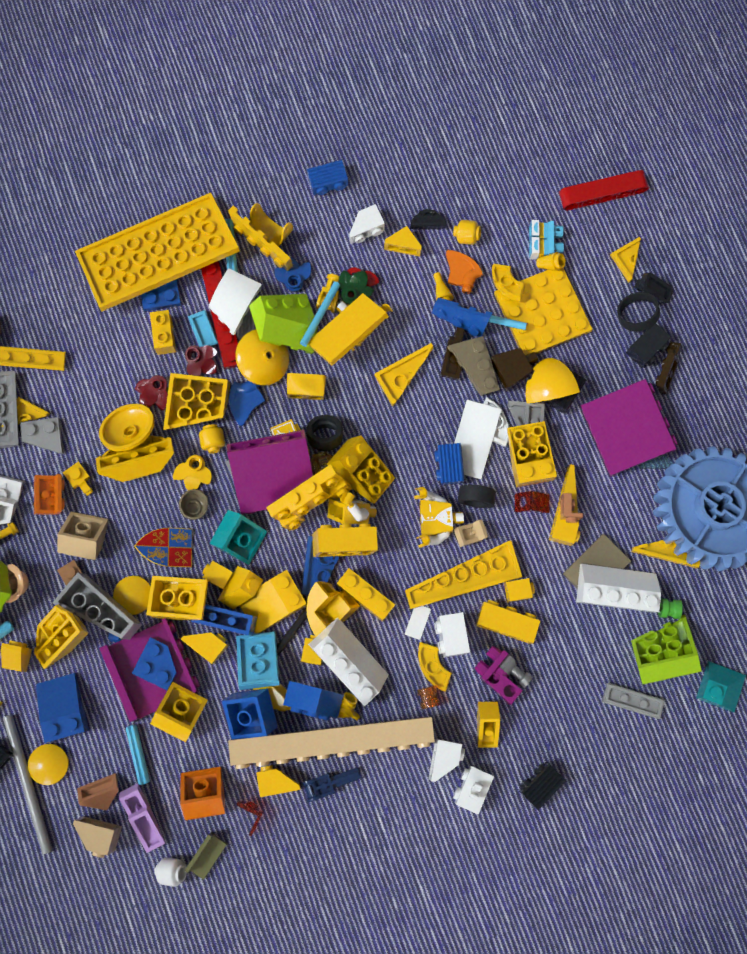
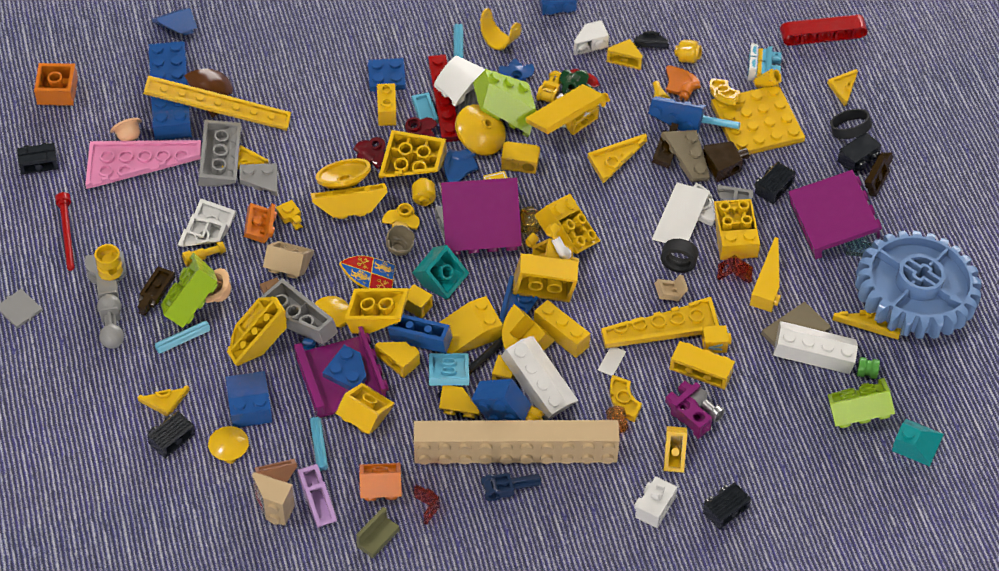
camera: 10 degrees right, 25 degrees down
(15, 656) = (210, 345): yellow slope -> none
(27, 784) = (205, 459): light grey piece -> none
(156, 251) = (388, 41): yellow plate -> none
(170, 872) = (340, 542): white head -> none
(240, 588) = (440, 307): yellow slope -> none
(249, 714) = (437, 401): blue brick -> none
(258, 238) = (487, 38): yellow wing -> none
(275, 781) = (456, 477): yellow slope -> none
(308, 495) = (511, 235): yellow bracket -> none
(320, 313) = (538, 99): medium azure bar -> none
(324, 421) = (535, 193): black tyre -> none
(435, 518) = (637, 270): torso -> none
(445, 758) = (629, 466): white slope -> none
(450, 464) = (655, 228): blue brick -> none
(452, 635) = (645, 365): white brick -> none
(550, 381) = (759, 167): yellow brick -> none
(567, 505) = (769, 271): nougat bracket -> none
(633, 701) = (826, 445): light grey tile -> none
(655, 286) = (866, 102): black piece -> none

